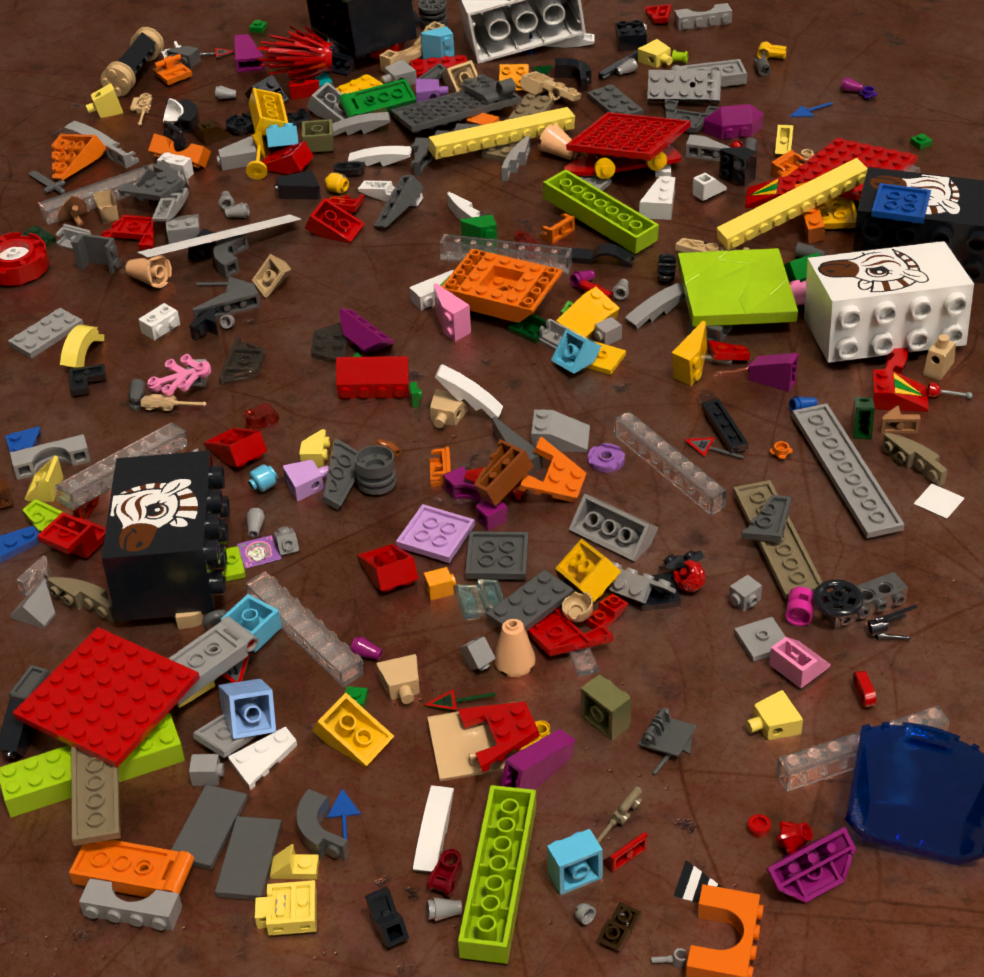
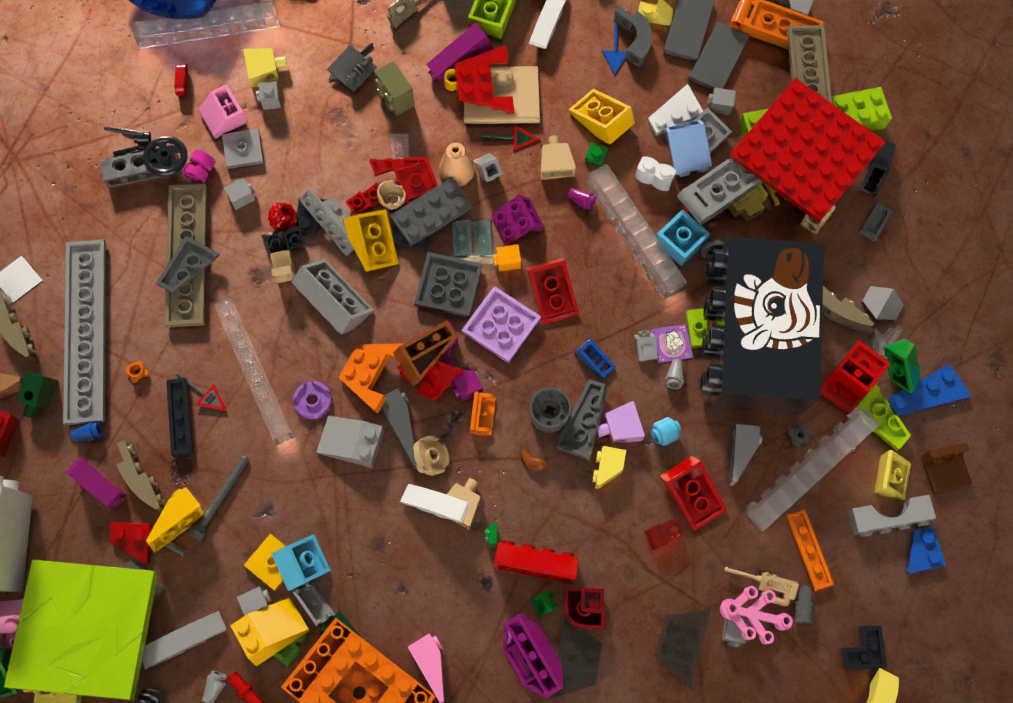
camera: 175 degrees left, 30 degrees up
(21, 546) = (904, 364): none -> green slope
(125, 425) = (809, 550): none -> orange tile
(285, 681) = (653, 173): none -> white brick
(324, 361) = (585, 607): none -> dark red brick
(339, 525) = (599, 354): none -> blue slope
(428, 616) = (517, 219): none -> magenta bracket
(481, 436) = (422, 451): none -> tan plate
(664, 385) = (197, 531): none -> dark grey piece
(670, 536) = (283, 266): none -> tan brick
(738, 379) = (141, 484): none -> dark tan slope
(752, 685) = (269, 95): none -> light grey brick

